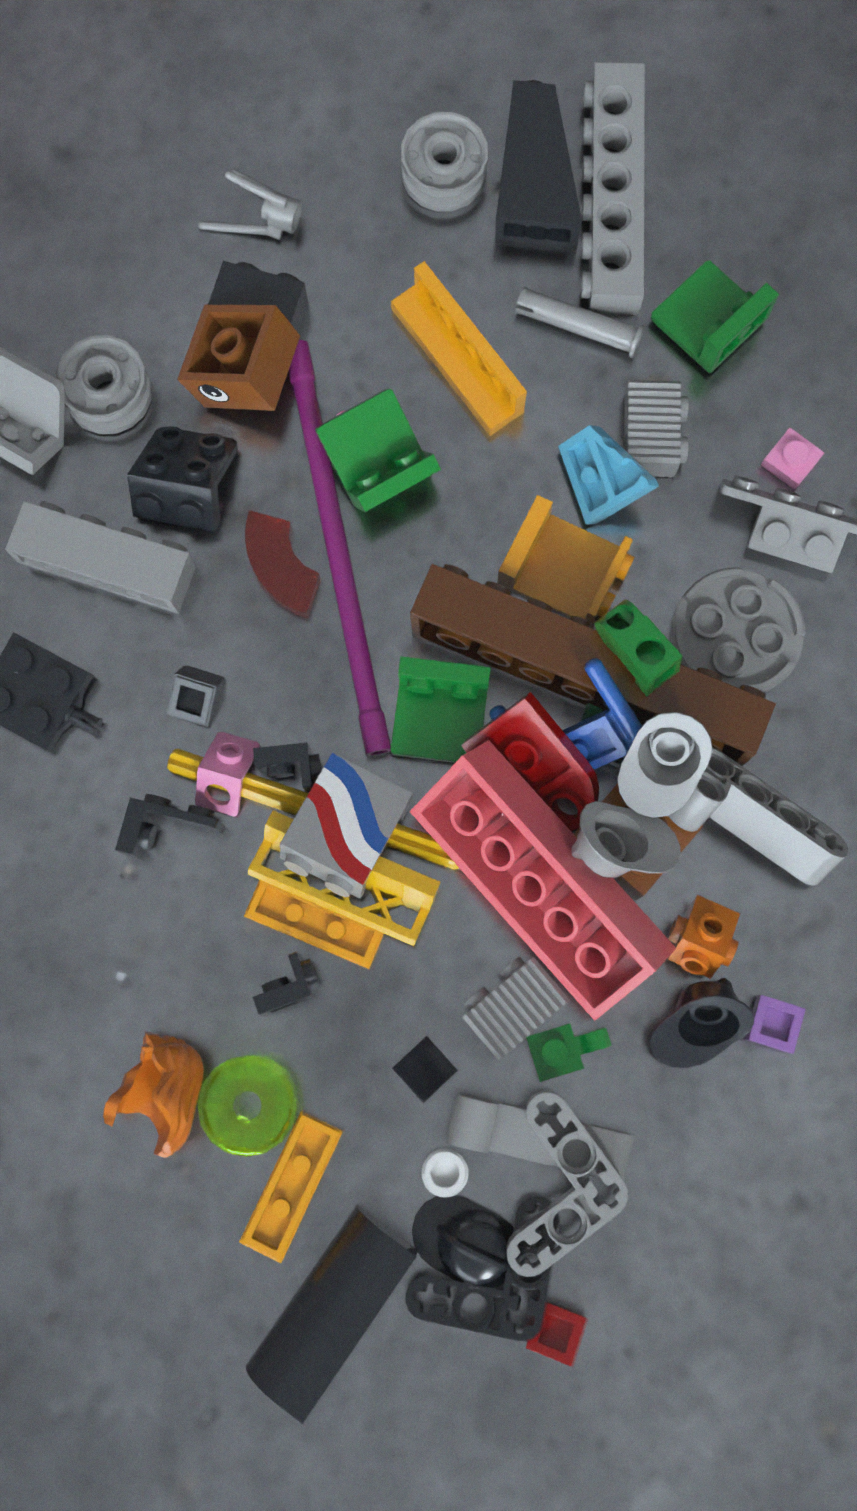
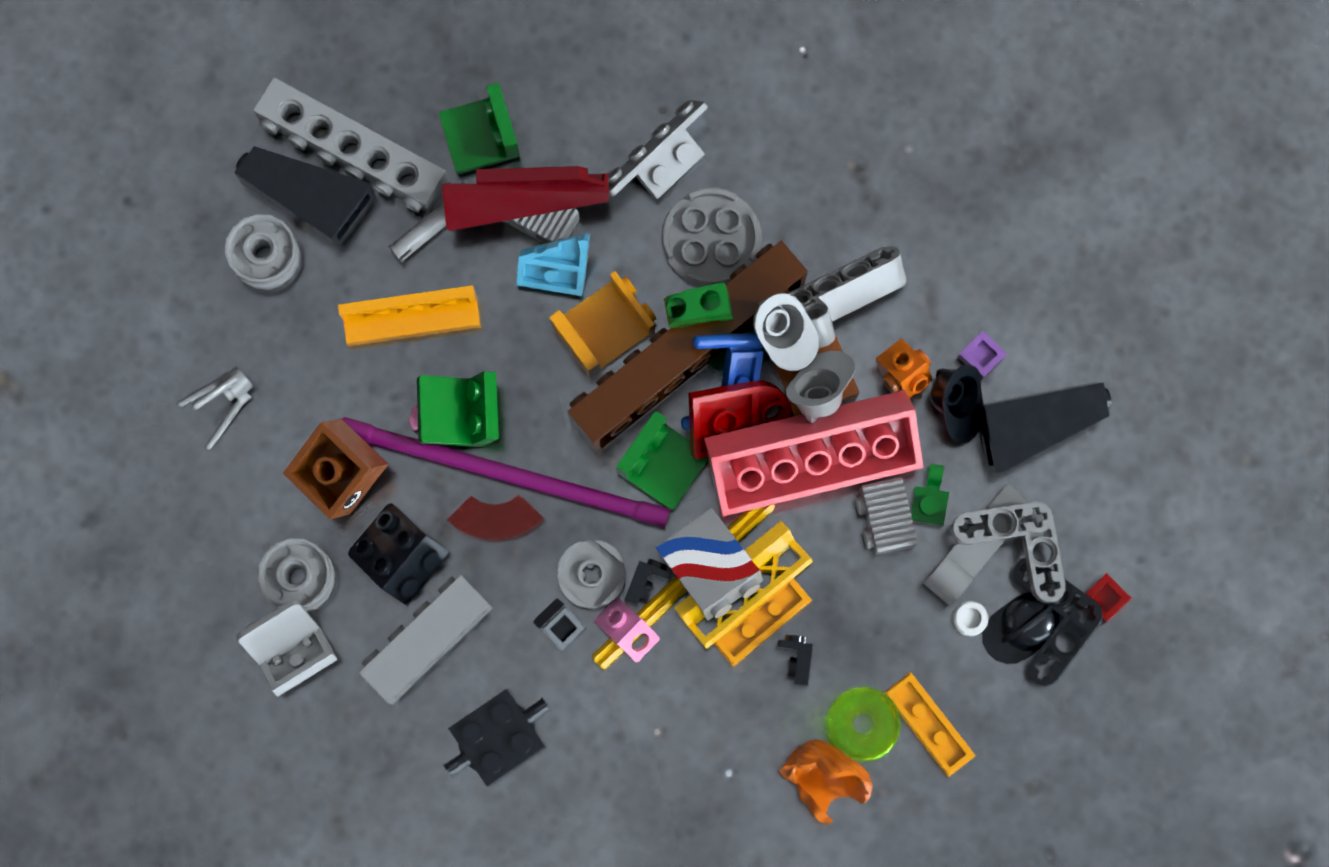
camera: 65 degrees left, 0 degrees up
(139, 832) = (639, 708): black bracket -> none
(248, 285) = (290, 433): black brick -> none
(255, 679) = (591, 554): none -> light grey plate
(330, 1313) = (1023, 738): black brick -> none
(424, 1069) = (897, 597): black slope -> none
(663, 386) = (521, 193): none -> dark red wedge
(727, 1133) = (1032, 423): none -> black slope
(792, 458) = (610, 135): bright pink plate -> none

